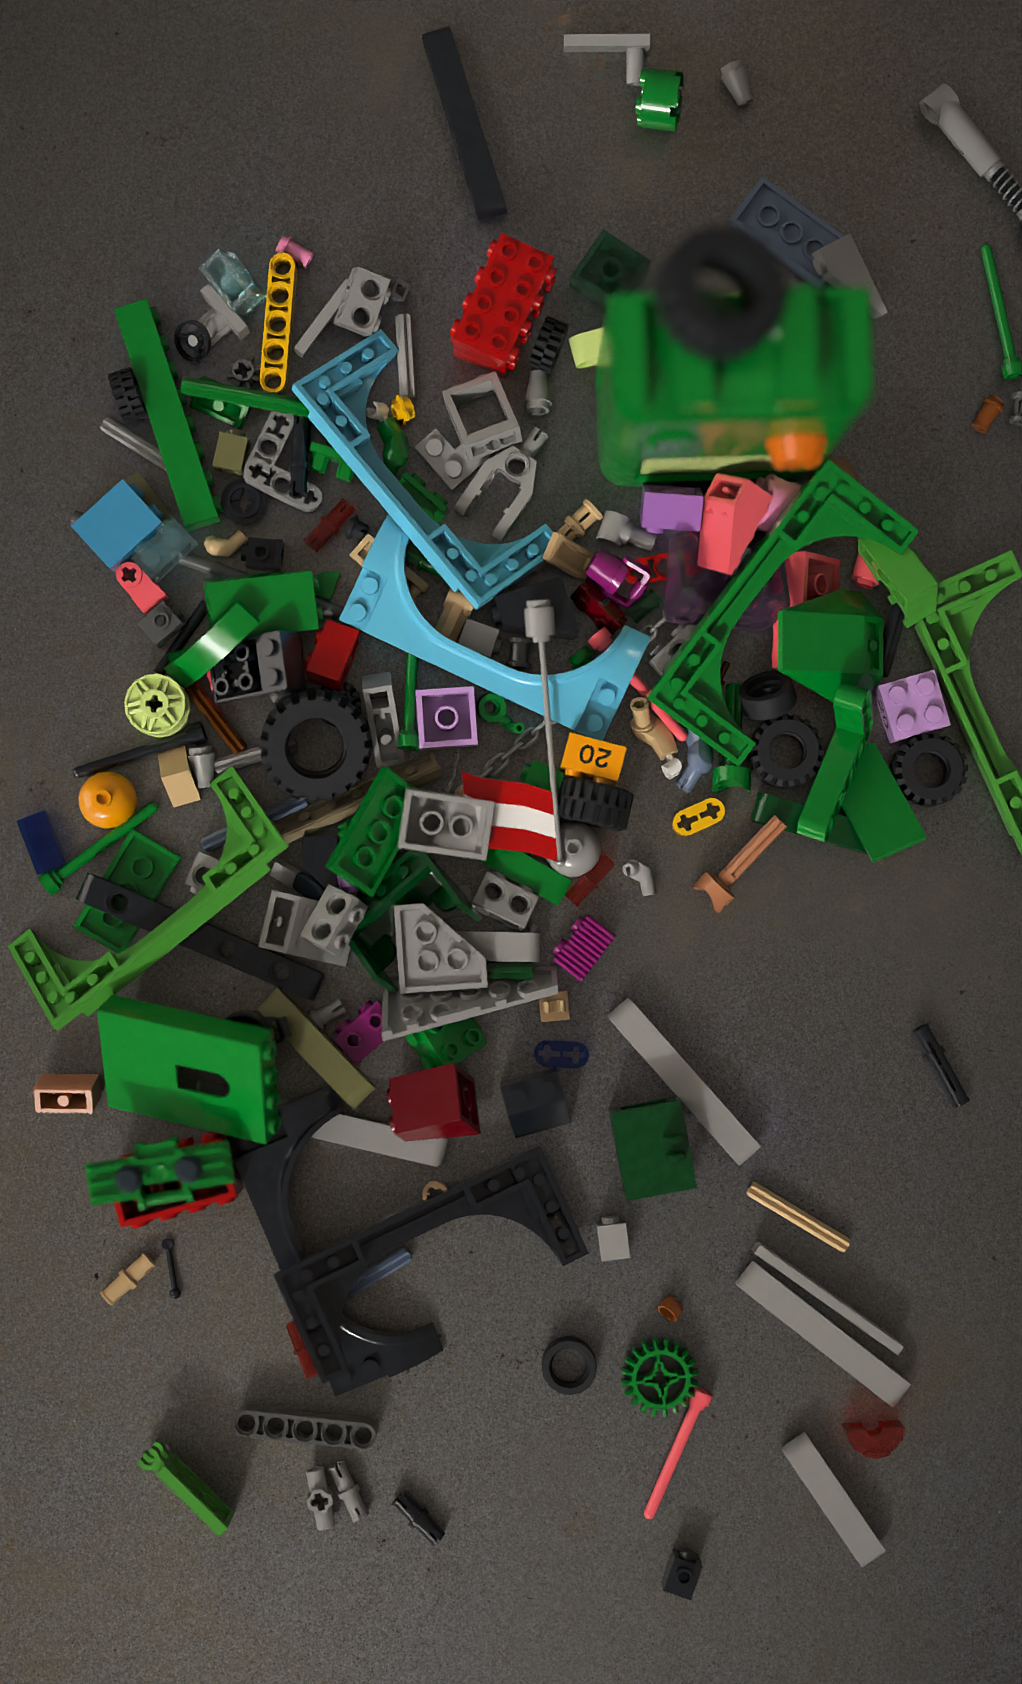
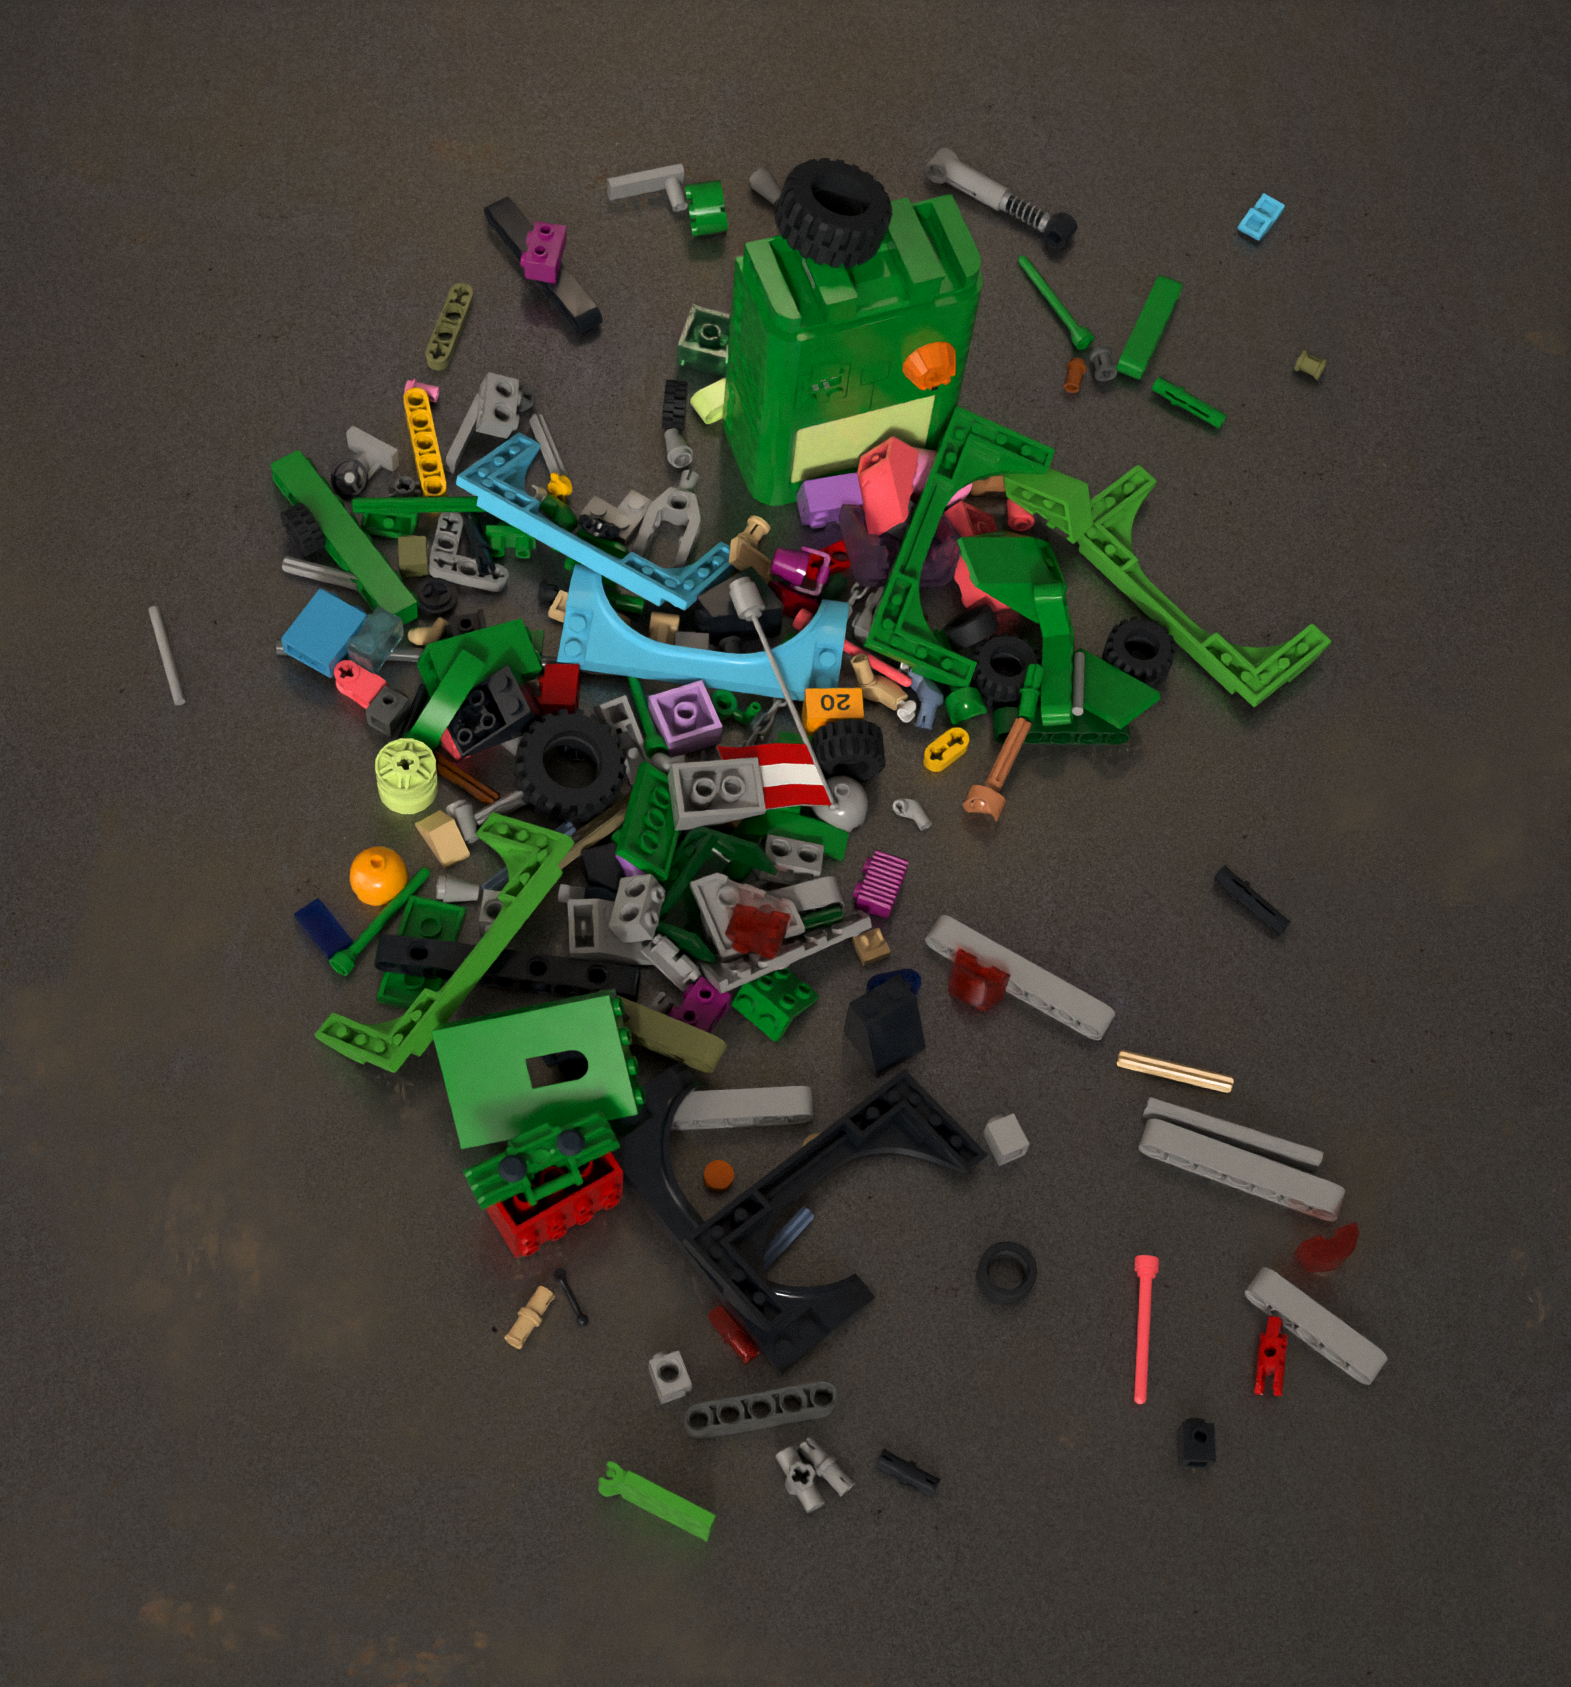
camera: 20 degrees left, 25 degrees down
(67, 1093) = (416, 1146): nougat brick -> none
(175, 836) = (455, 889): none -> light grey cone
(193, 734) = (446, 796): black piece -> none
(232, 282) = (374, 420): clear light blue brick -> none
(235, 1384) = (669, 1389): none -> light grey brick
(329, 525) = (521, 594): clear red pin -> none
(337, 1194) = (718, 1176): none -> orange tile
(349, 177) = (453, 327): none -> olive beam
(356, 976) = (670, 963): none -> light grey hinge
(412, 767) = (663, 762): none -> light grey arm
(424, 476) = (598, 527): none -> black gear
(433, 1104) = (787, 1052): dark red slope -> none
(437, 983) = (757, 930): none -> clear red cylinder
(465, 118) = (544, 252): none -> magenta brick
(490, 438) = (635, 491): light grey window -> none
(503, 305) = (625, 382): red brick -> none
(589, 880) = (865, 827): clear red axle -> none
(617, 530) = (786, 535): light grey pin -> none
(634, 1079) = (976, 984): none -> clear red cylinder
(648, 1380) = (1105, 1267): green gear -> none
(652, 1148) = (1012, 1037): dark green piece -> none
(670, 1308) = (1080, 1195): dark orange hinge -> none
(791, 1505) = (1272, 1344): none -> red hinge
(798, 793) = (1030, 692): none -> green axle
(852, 792) = (1078, 683): none -> light grey bar
(891, 637) = (1061, 552): black axle -> none
(911, 706) = (1100, 606): lavender brick -> none

